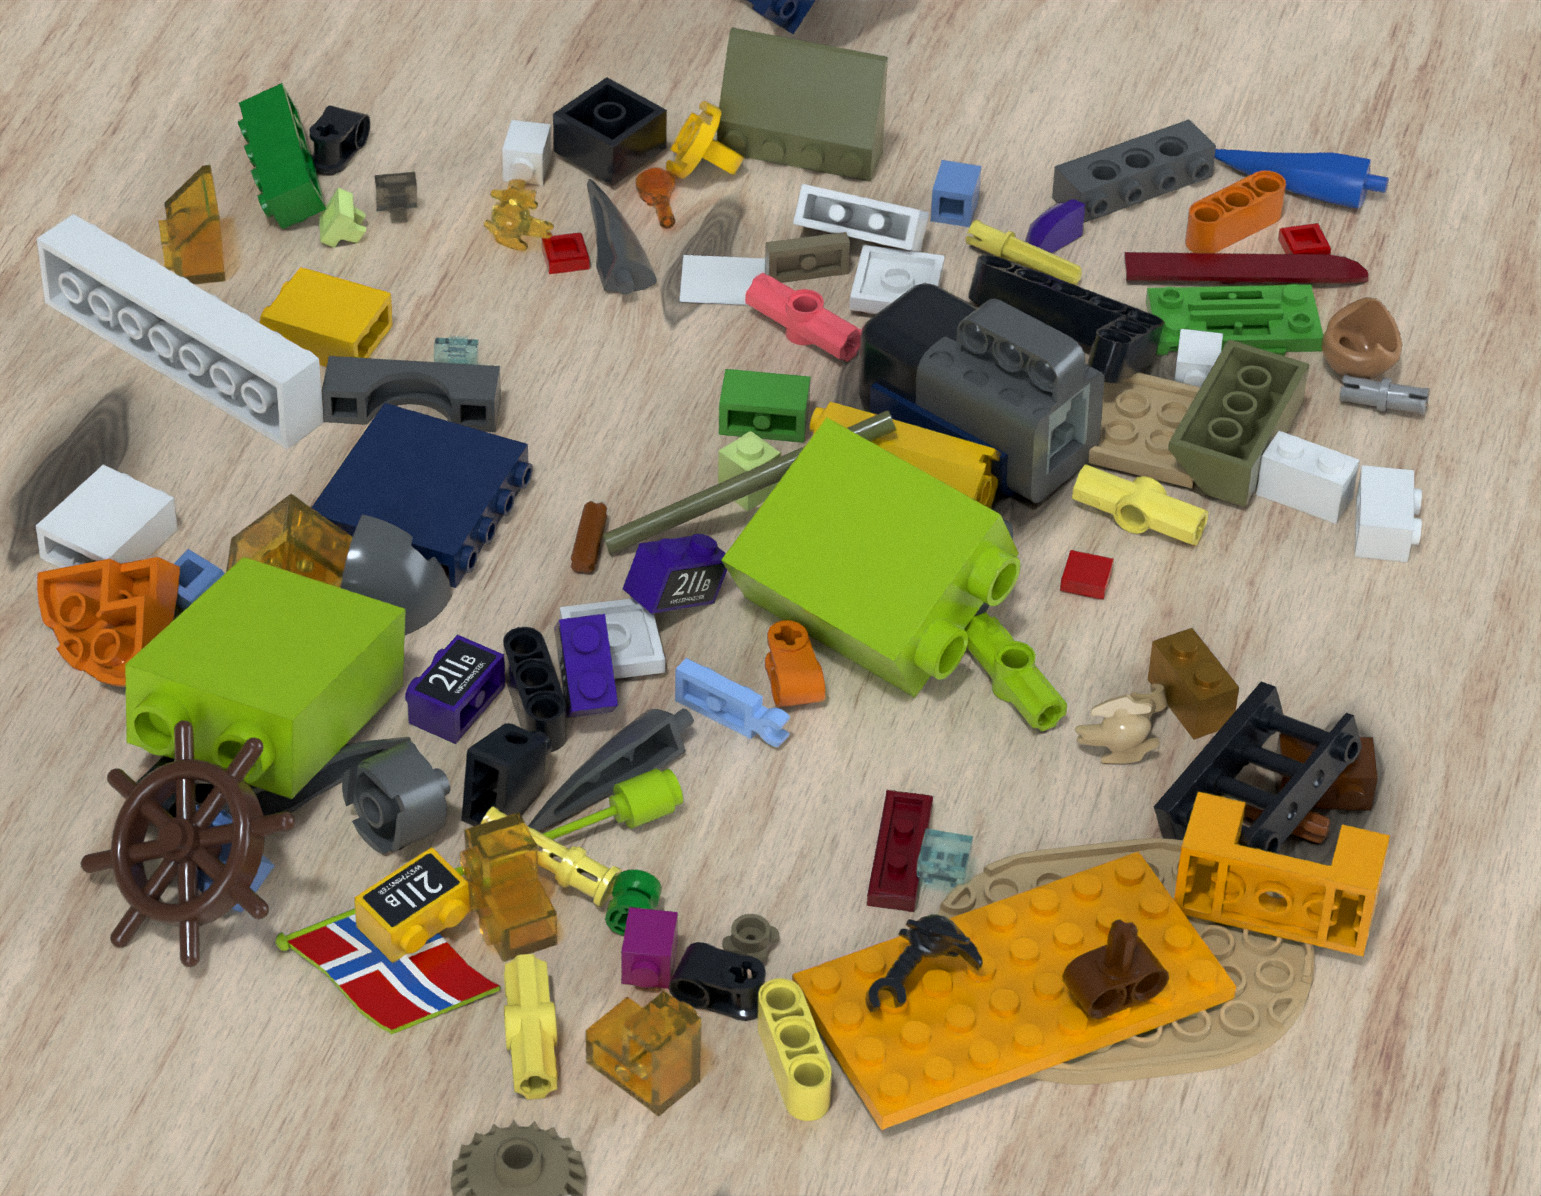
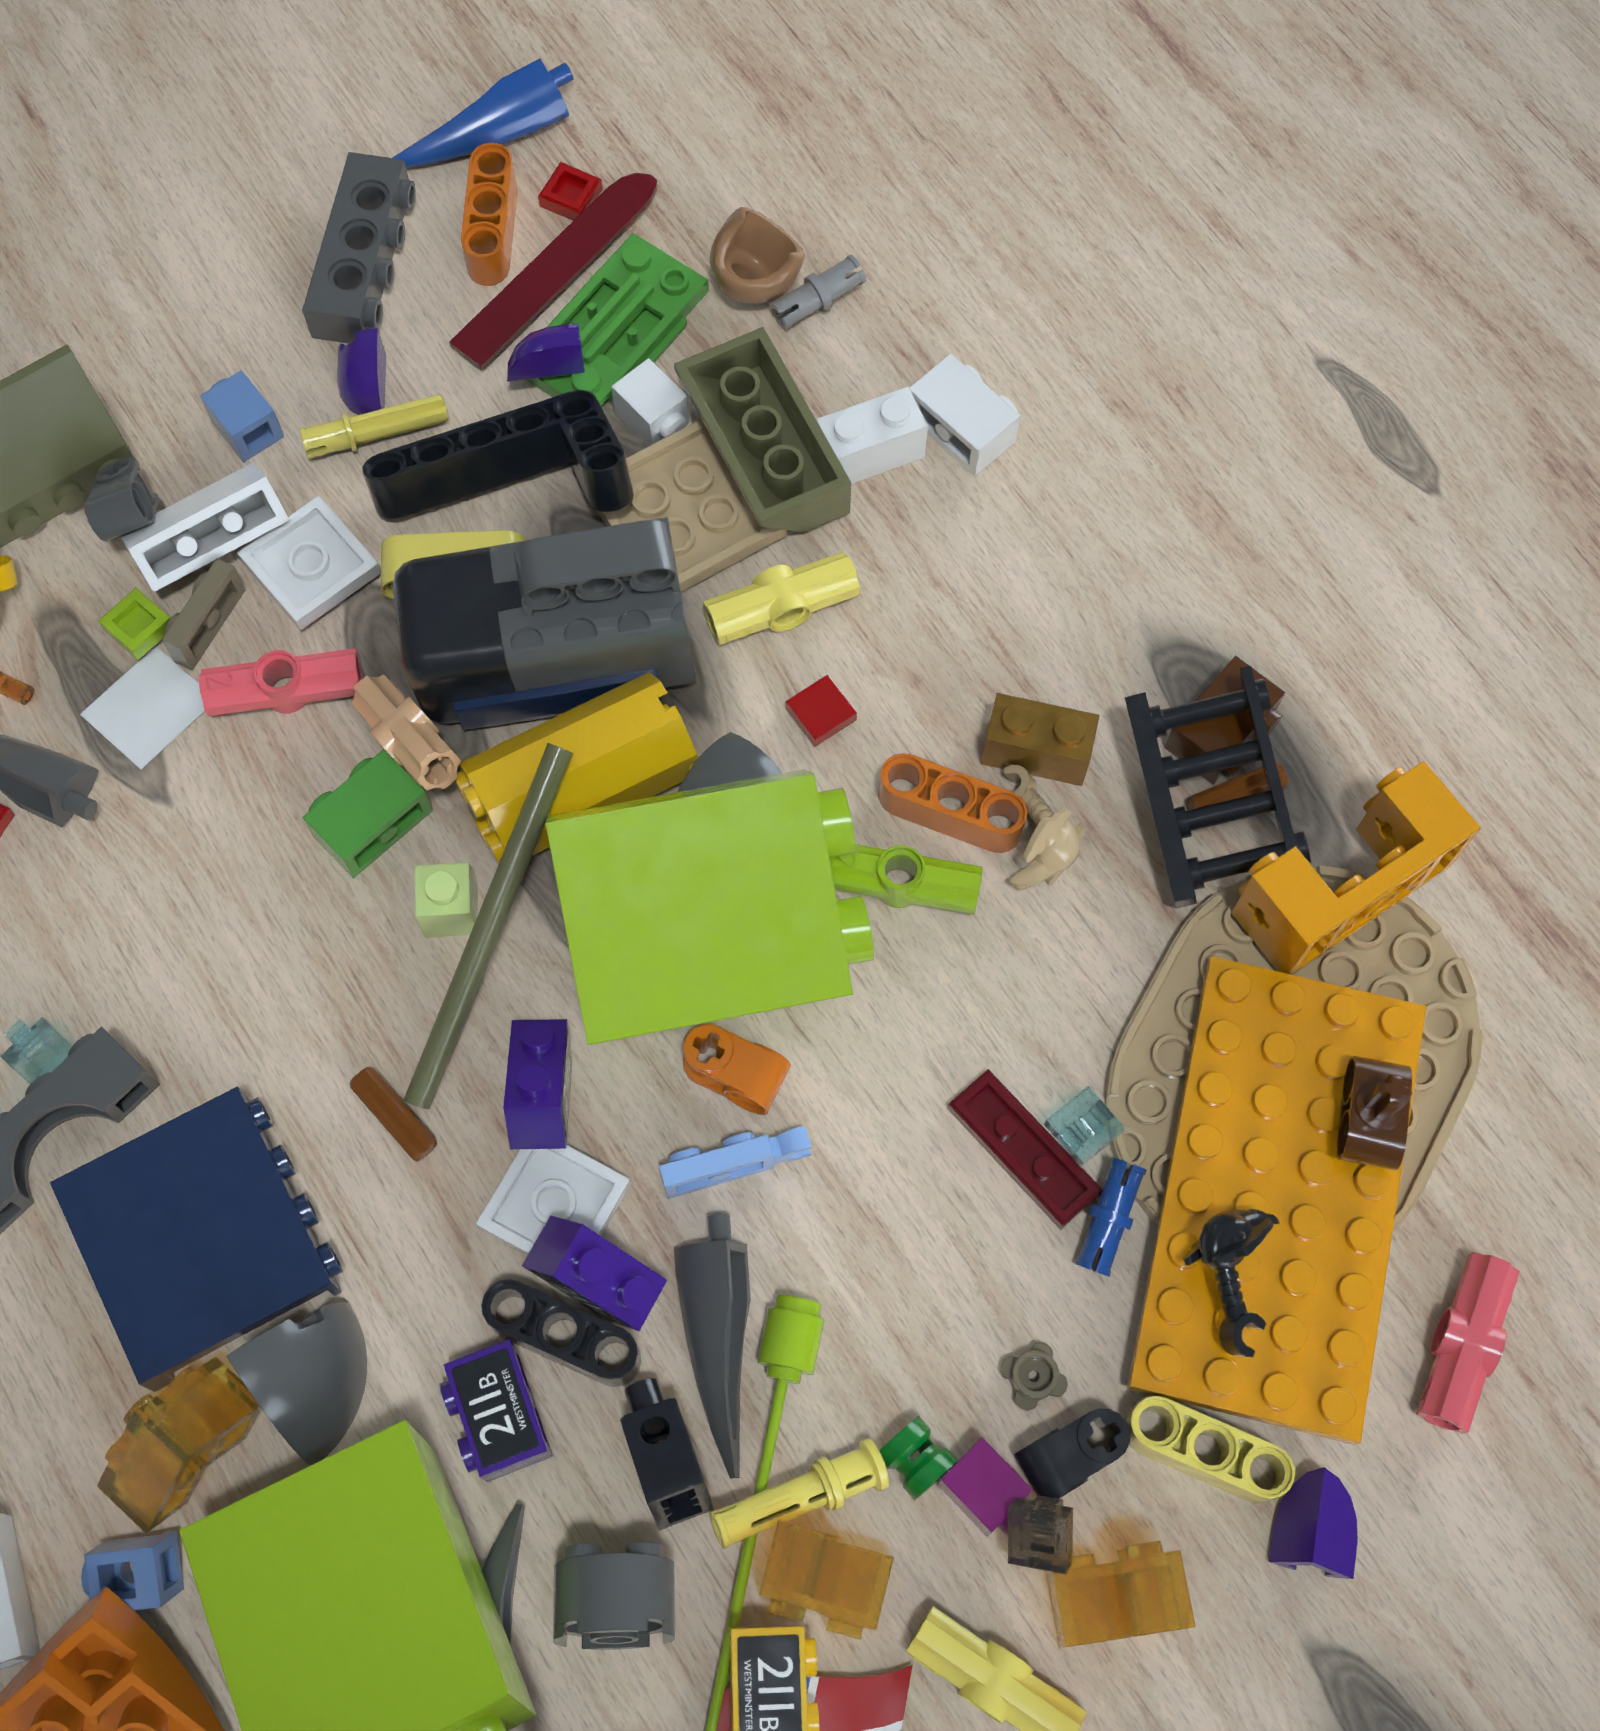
camera: 50 degrees left, 25 degrees up
(644, 972) = (1040, 1534): none -> clear smoke tile
(764, 230) = (135, 623): none -> lime plate
(804, 1142) = (1316, 1526): none -> dark purple brick
(830, 169) = (120, 500): none -> dark grey piece
(832, 377) = (405, 732): none -> light nougat piece
(898, 909) = (1110, 1216): none -> blue pin
(1020, 1152) = (1468, 1342): none -> coral piece
(1092, 659) = (937, 782): none -> orange beam
(1168, 288) = (547, 354): none -> dark purple brick

